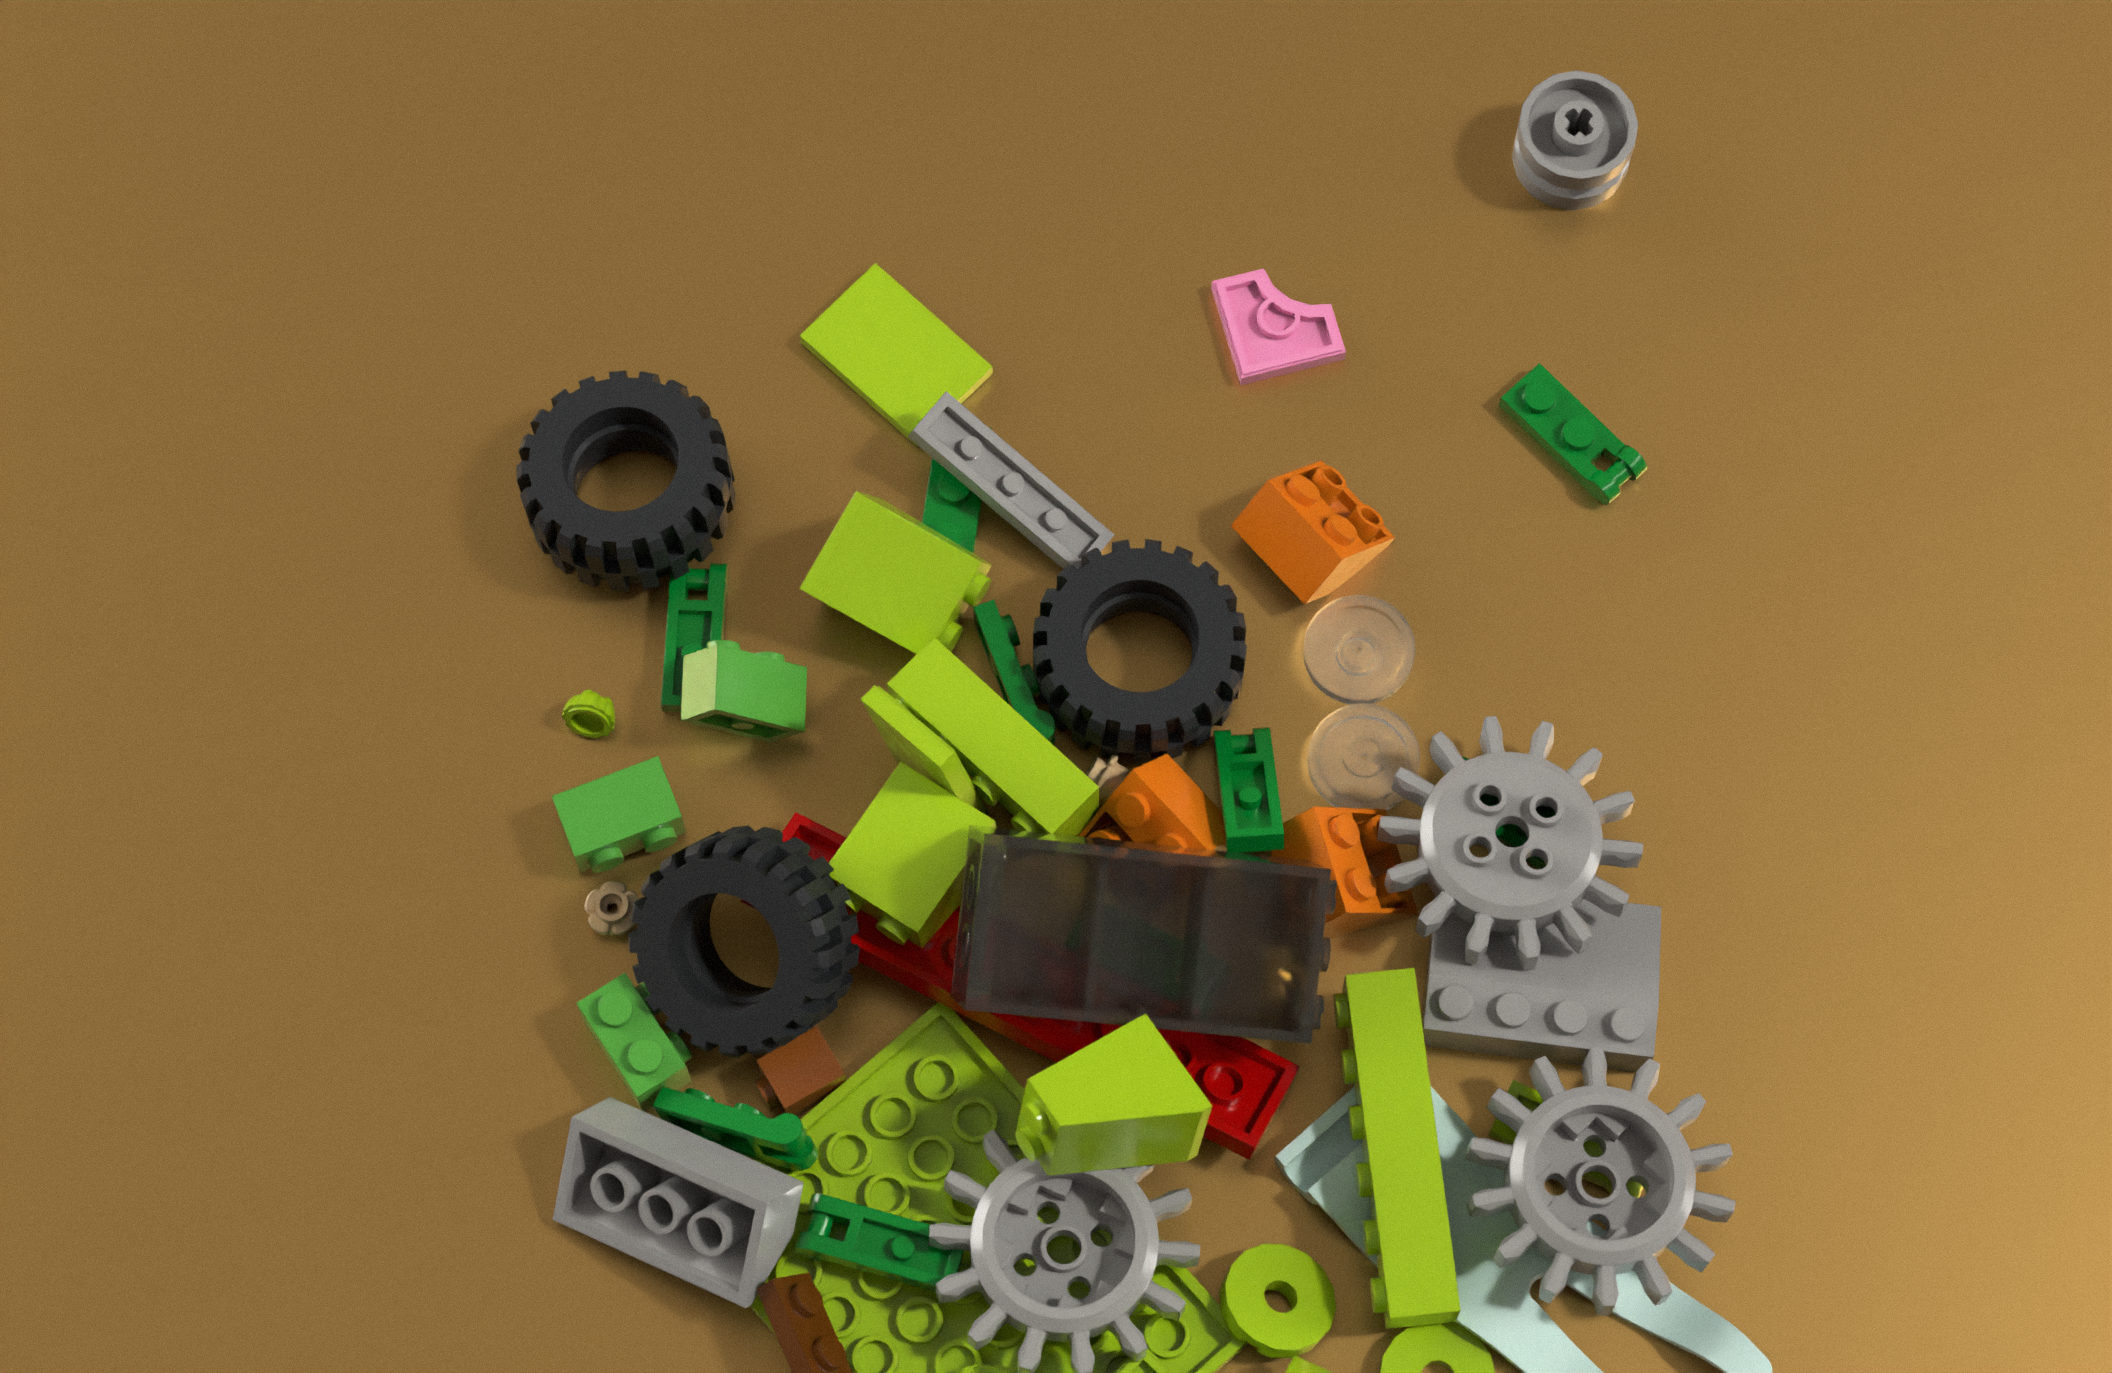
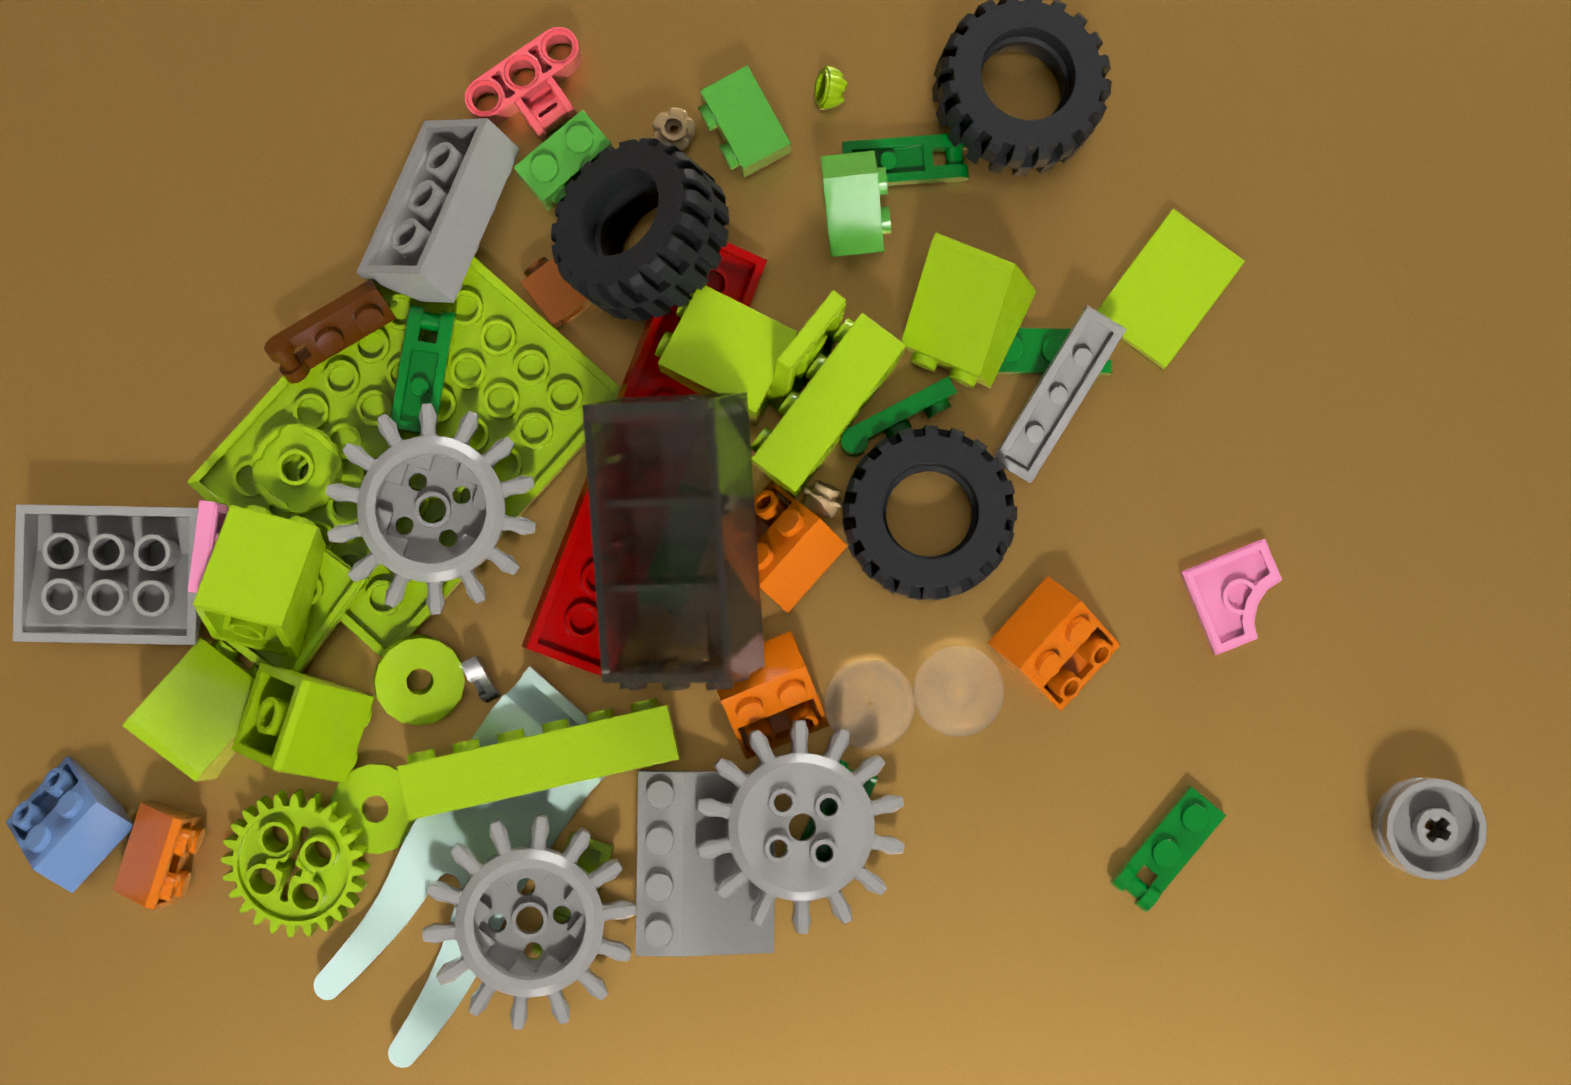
camera: 85 degrees right, 15 degrees up
(544, 1061) = (542, 100): none -> coral piece
(739, 1128) = (502, 249): green plate -> none
(1113, 1106) = (528, 531): lime slope -> none
(1248, 791) = (821, 613): green plate -> none
(1283, 1224) = (479, 675): none -> flat silver tile

